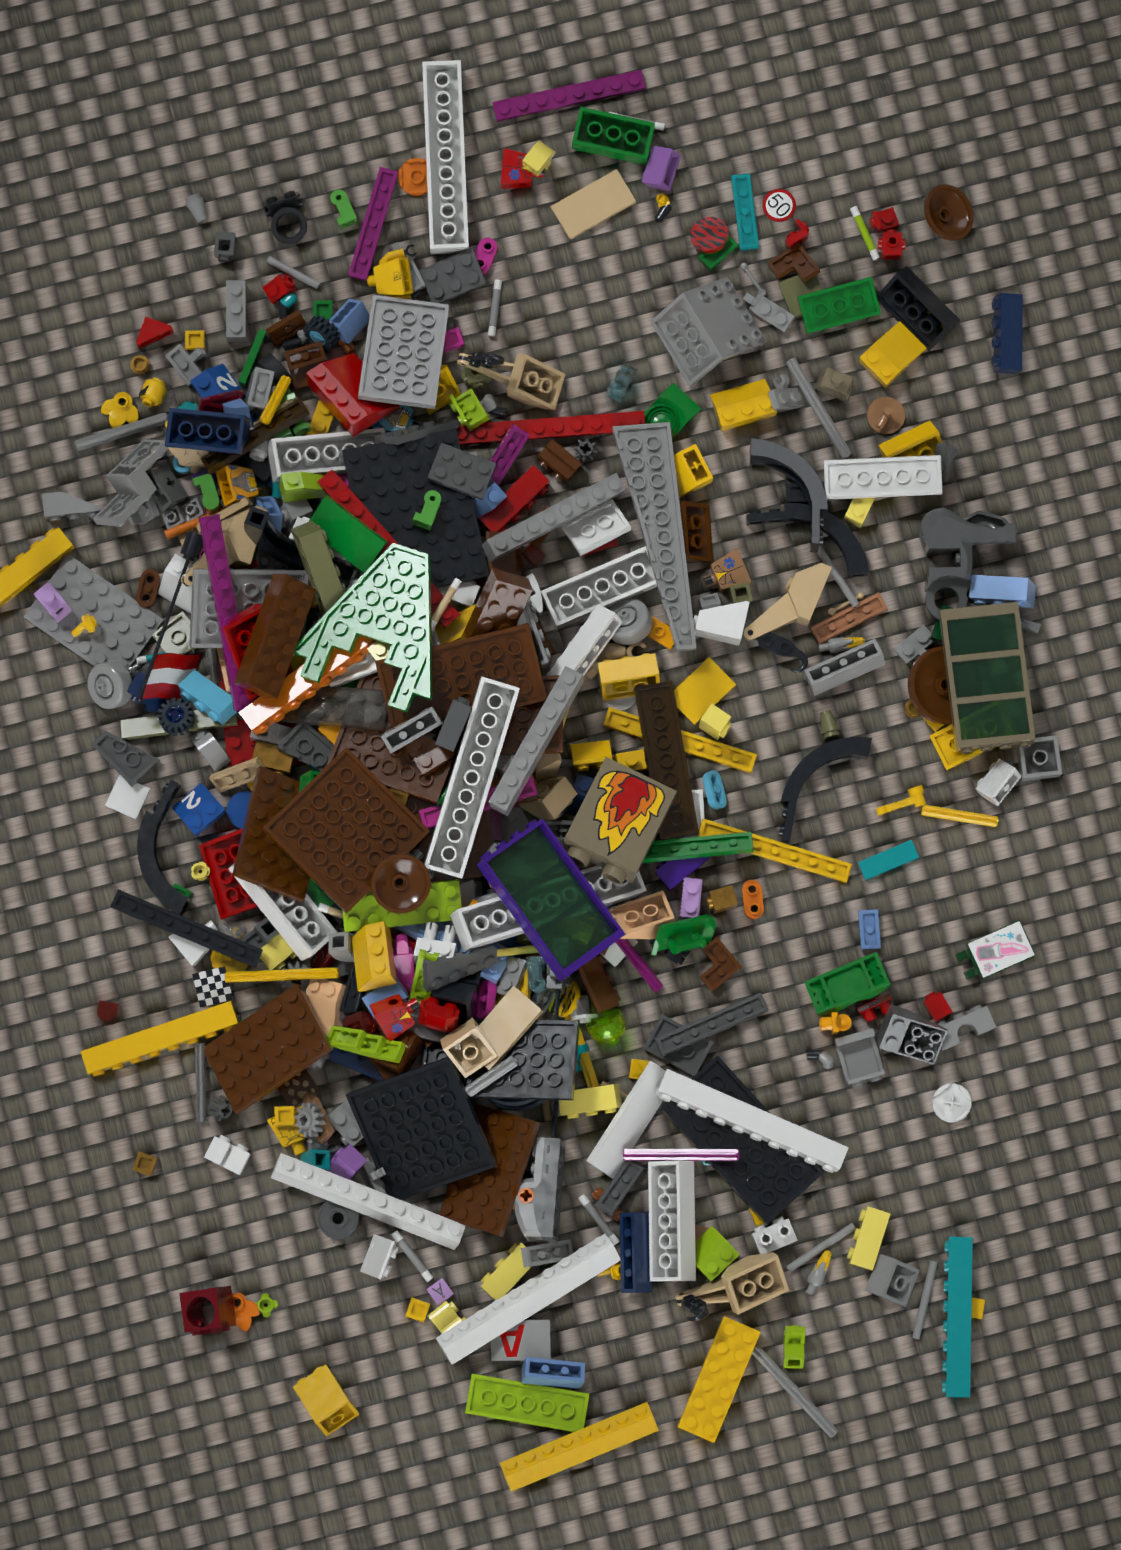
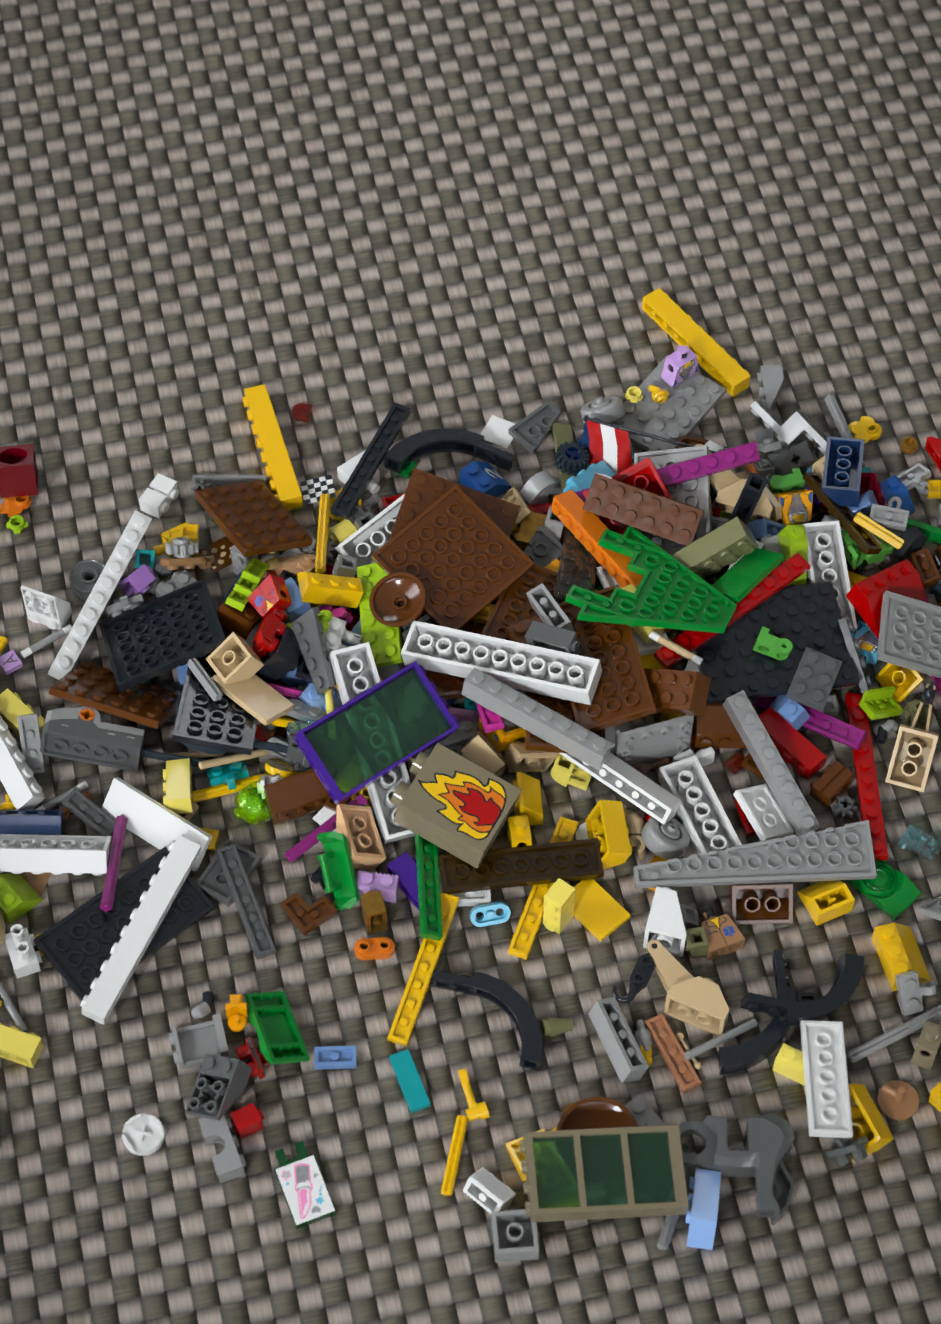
camera: 95 degrees right, 25 degrees down
(81, 652) = (634, 394): none -> light yellow plate
(144, 1163) = (158, 435): pearl gold plate -> none
(153, 392) = (882, 452): yellow head -> none

